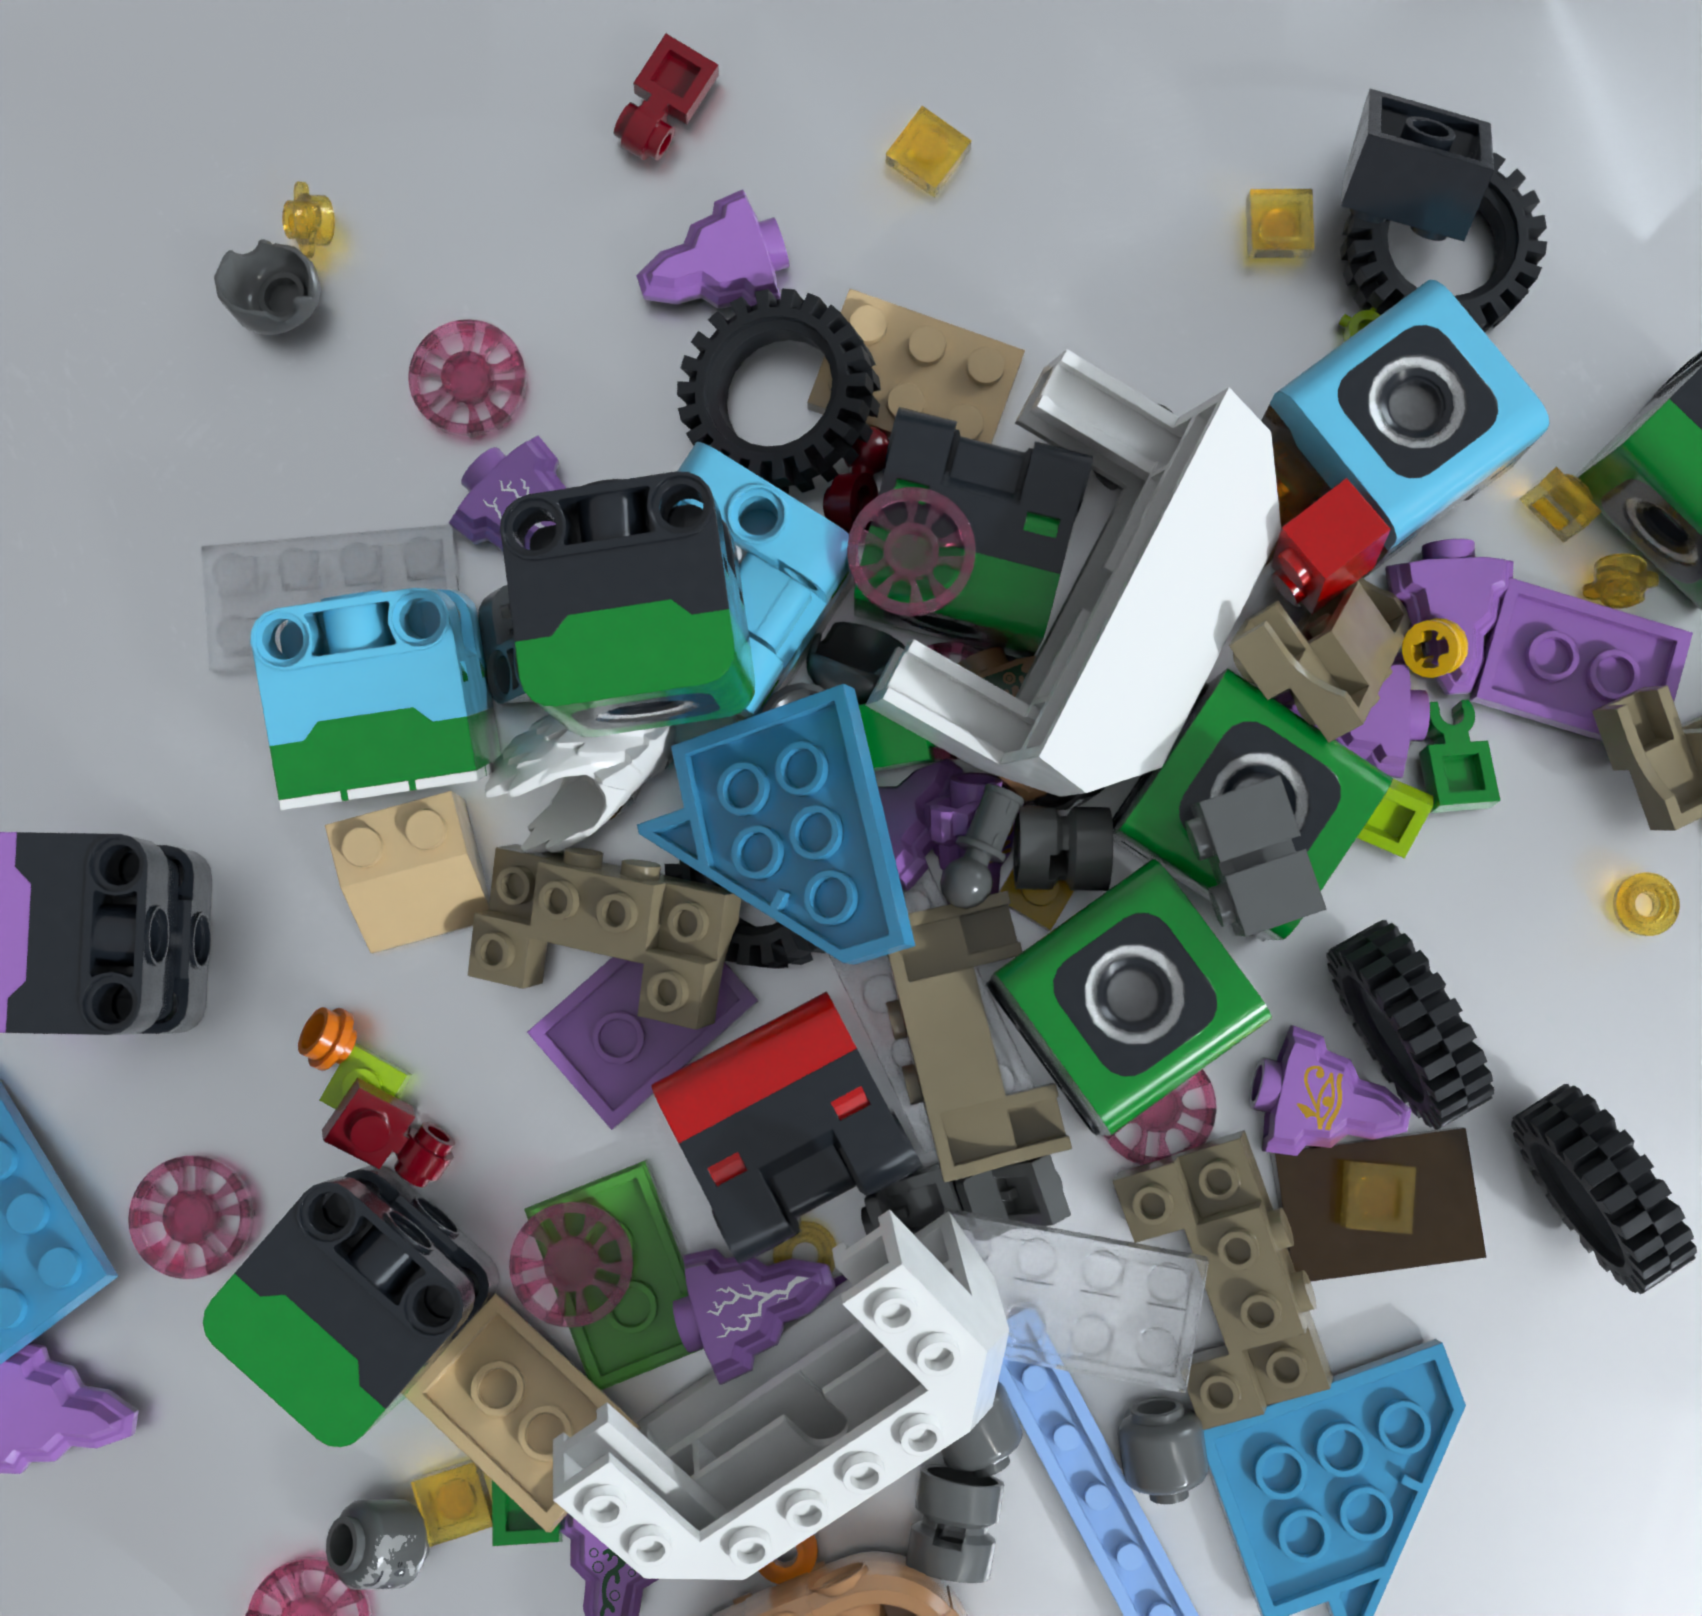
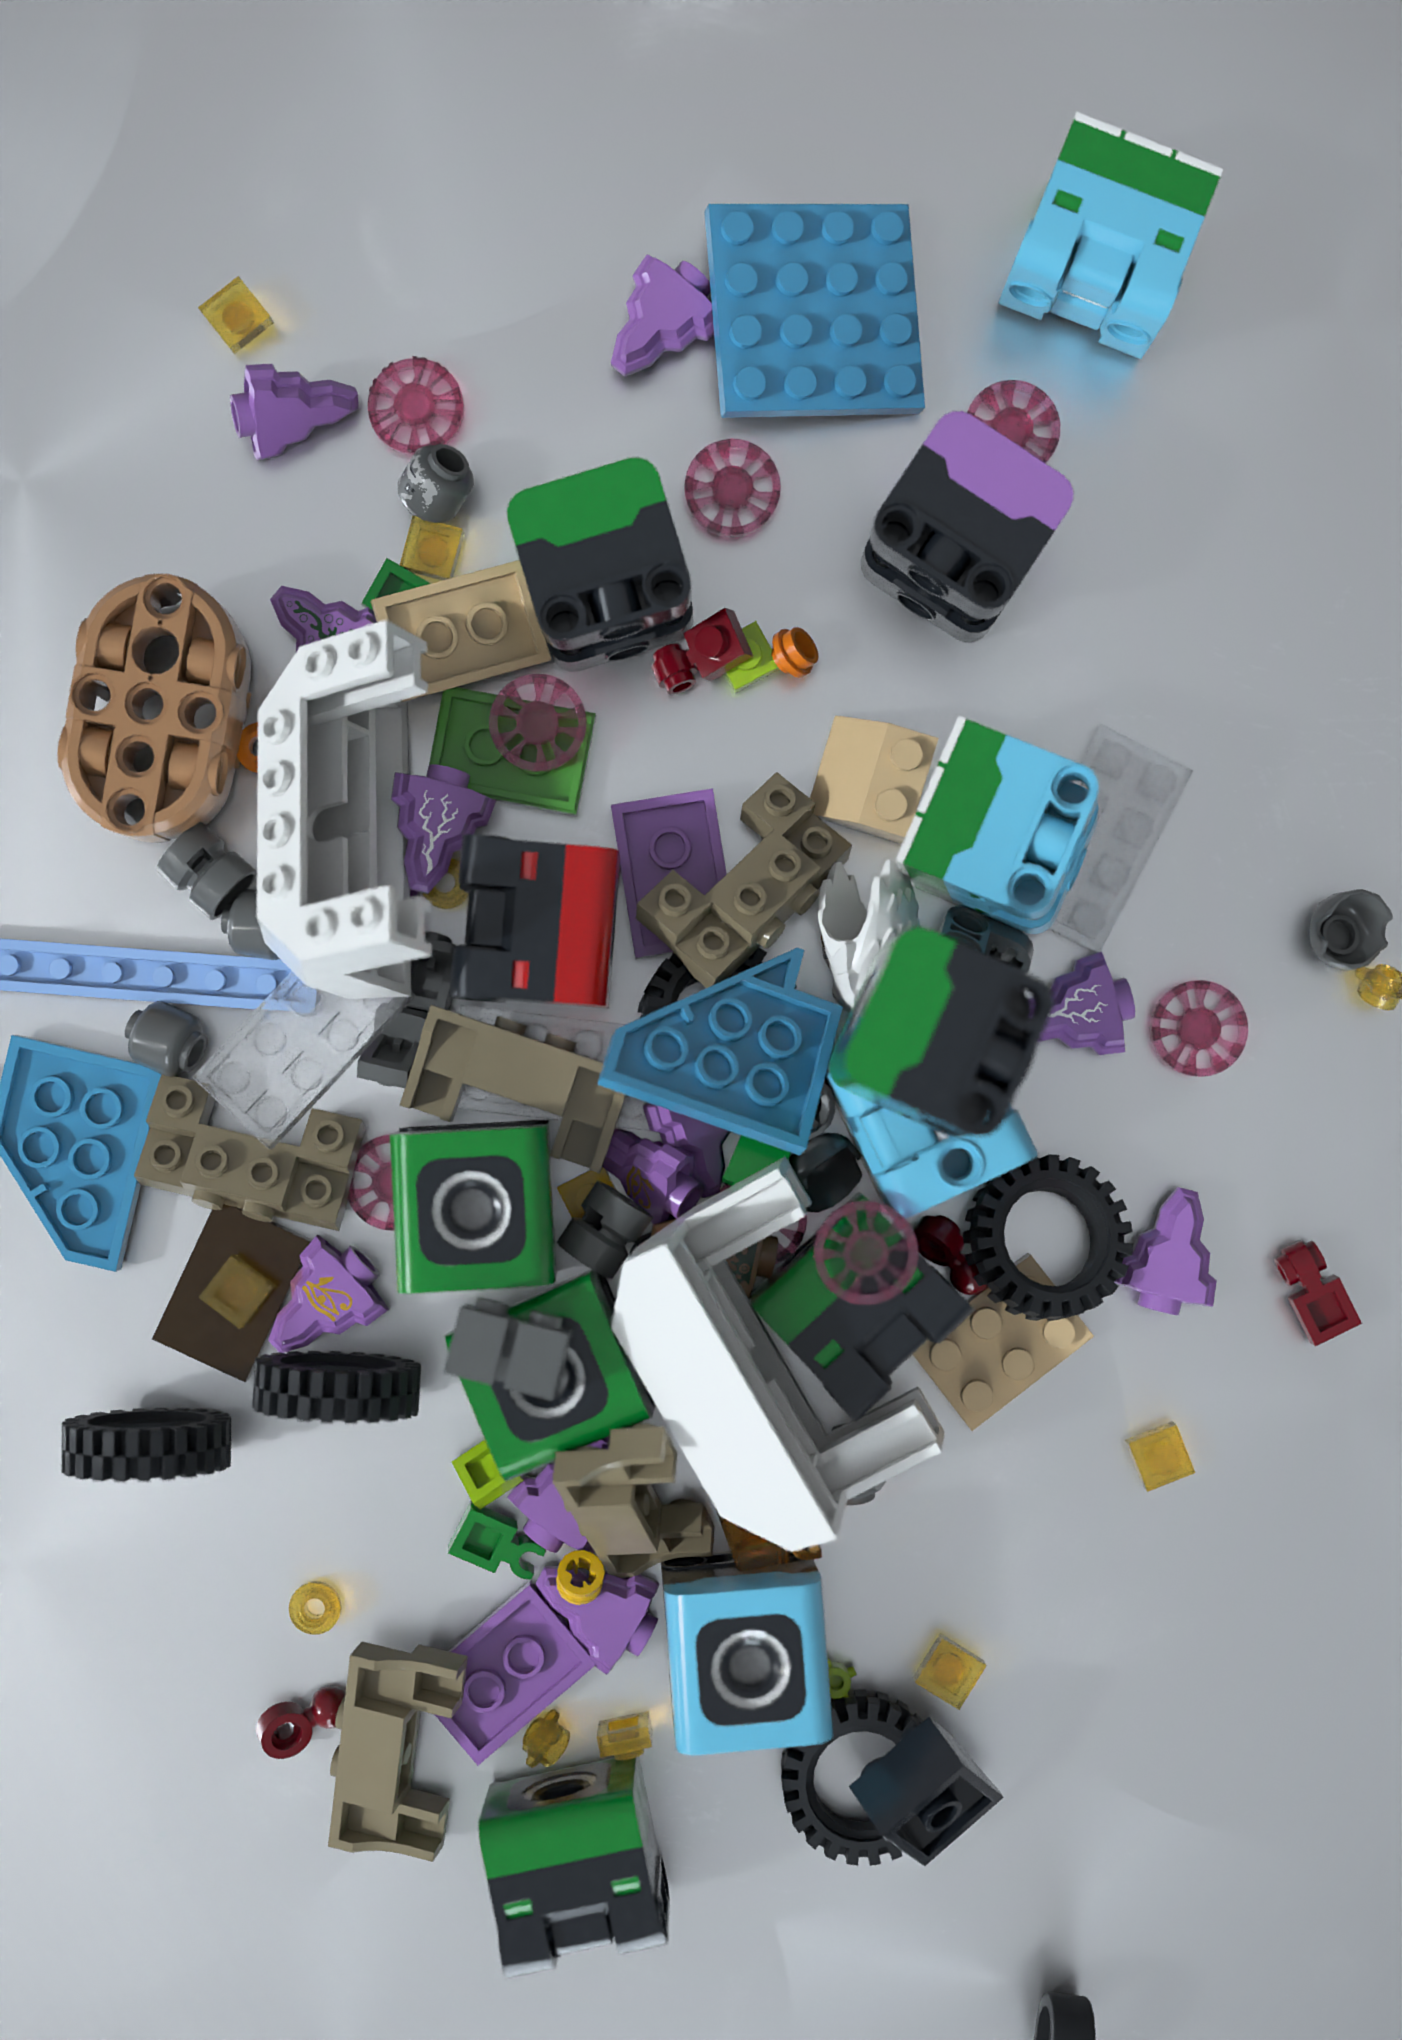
camera: 120 degrees right, 5 degrees up
(967, 879) = (622, 1150): dark grey pin -> none
(1328, 547) = (690, 1542): red brick -> none

